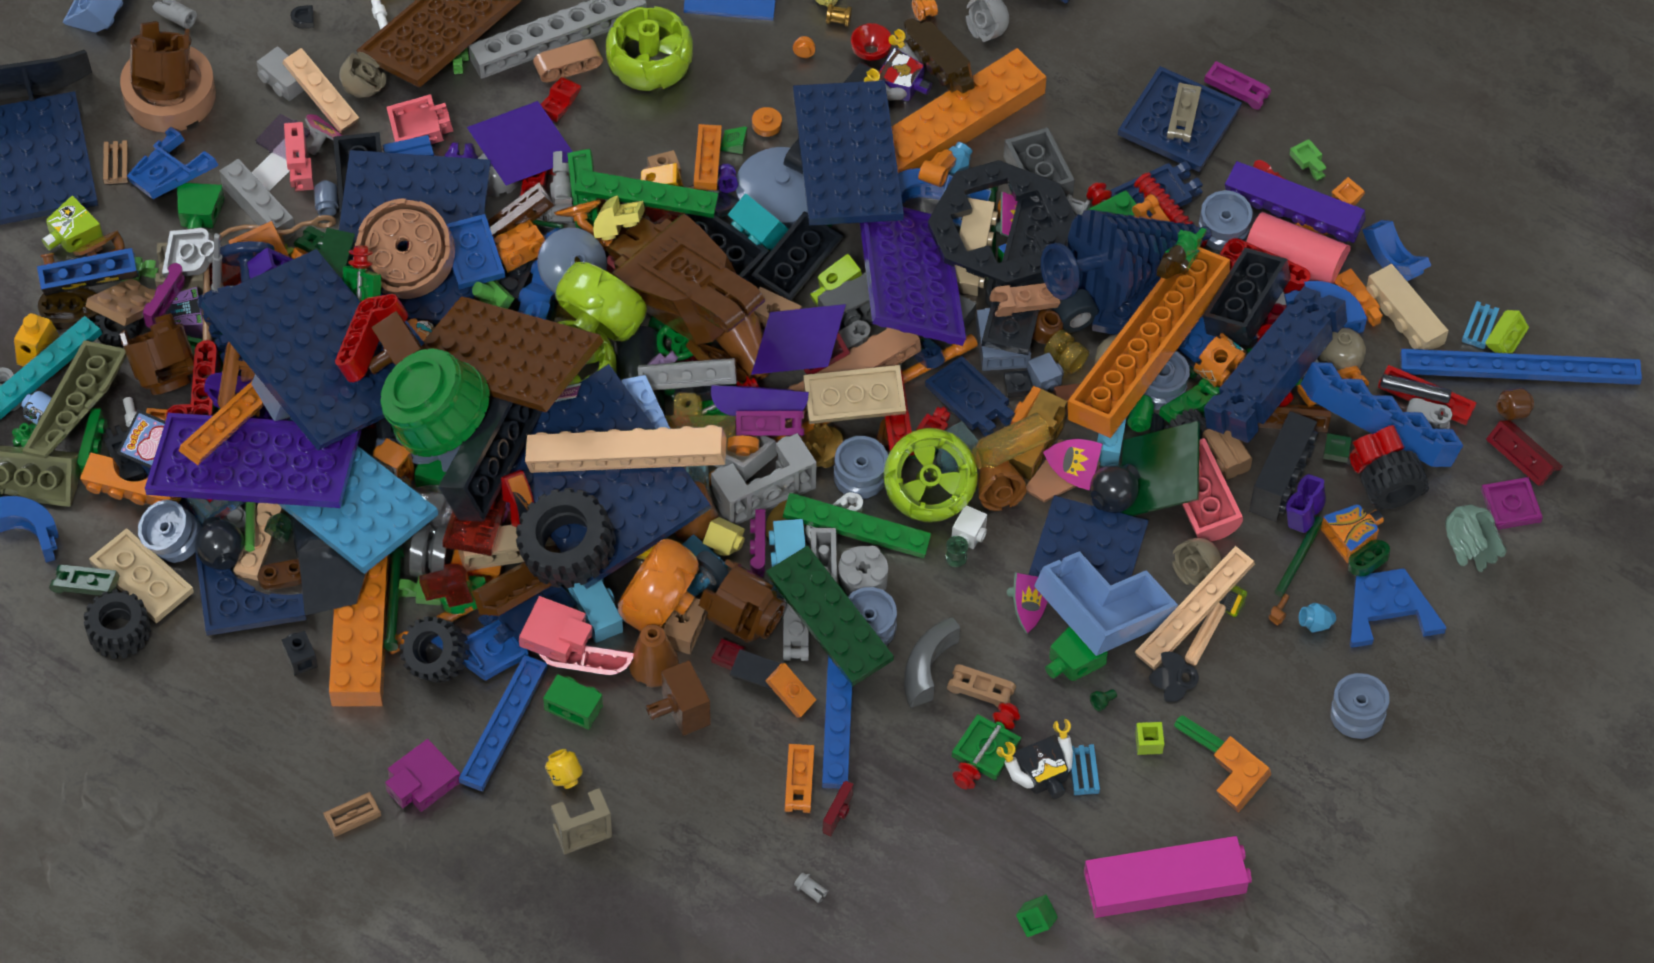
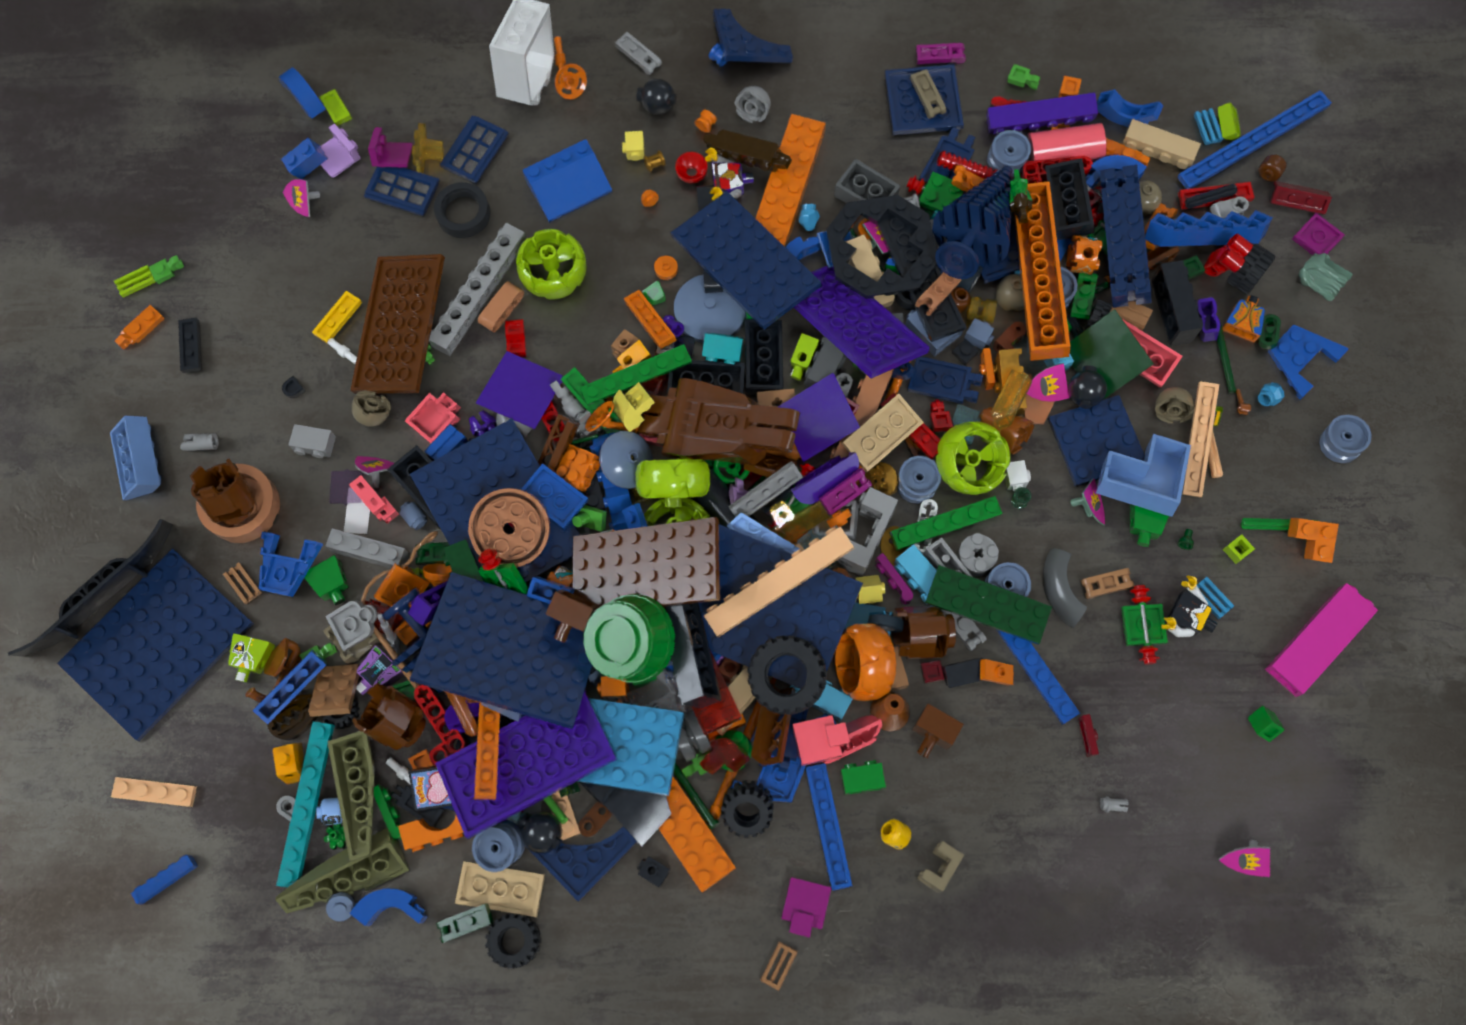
camera: 30 degrees left, 15 degrees up
(164, 294) = (359, 669): magenta plate -> none
(320, 90) = (349, 437): light nougat plate -> none
(360, 338) = (541, 628): red beam -> none
(517, 493) = (727, 662): slope -> none
(799, 777) = (1047, 730): orange plate -> none
(937, 169) = (808, 233): orange piece -> none
(1170, 676) = (1216, 496): black plate -> none

